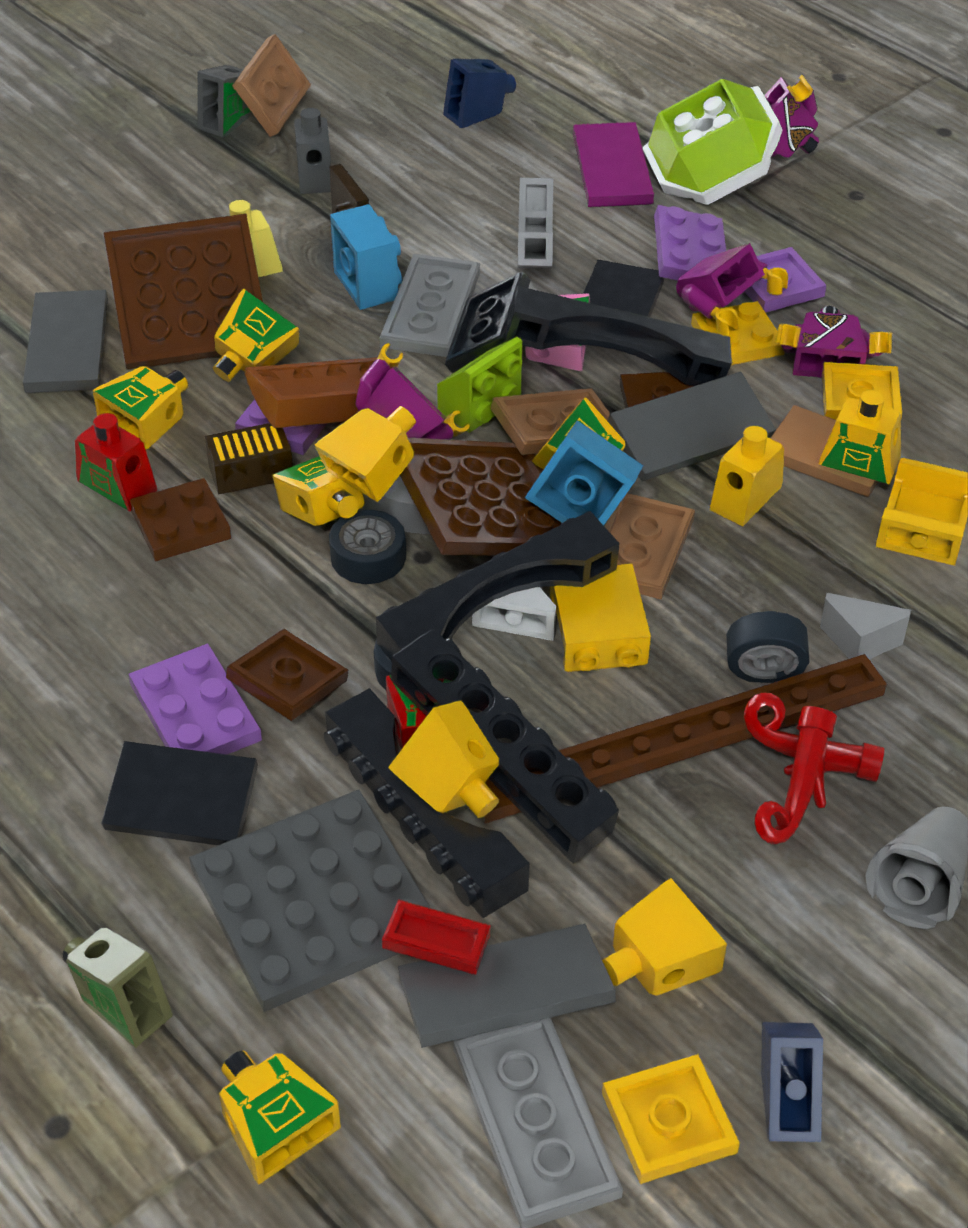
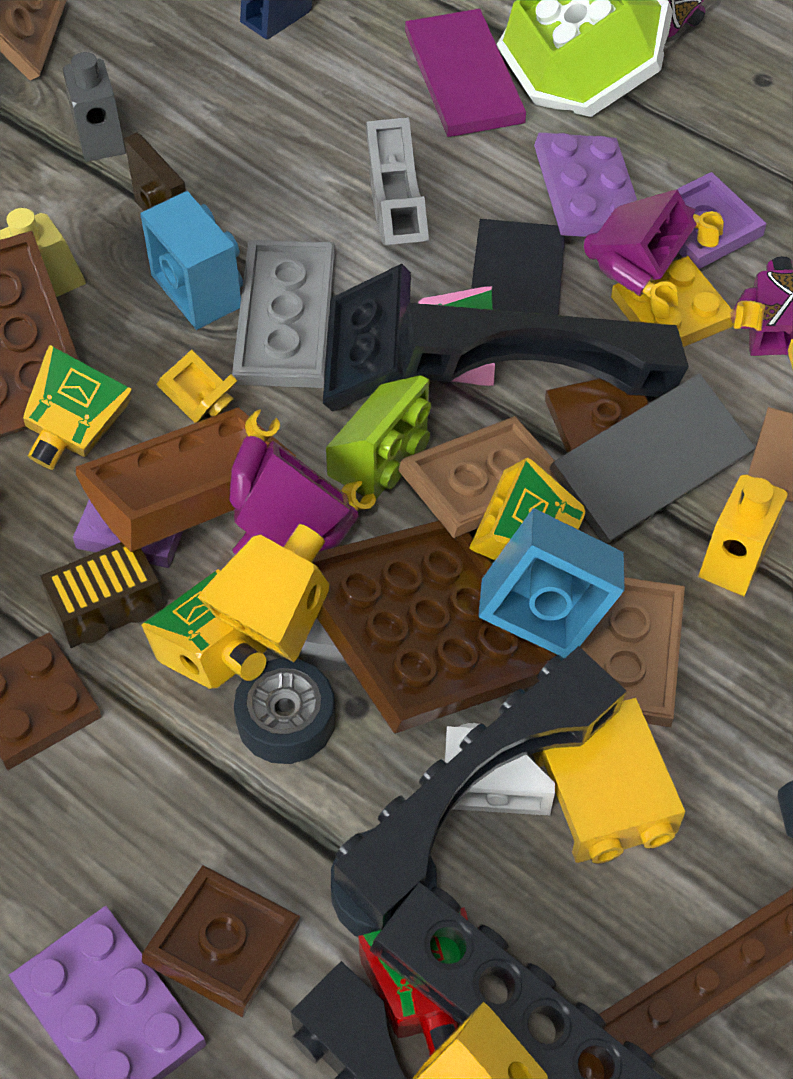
camera: 10 degrees left, 10 degrees up
(349, 339) = (196, 387): none -> yellow bracket

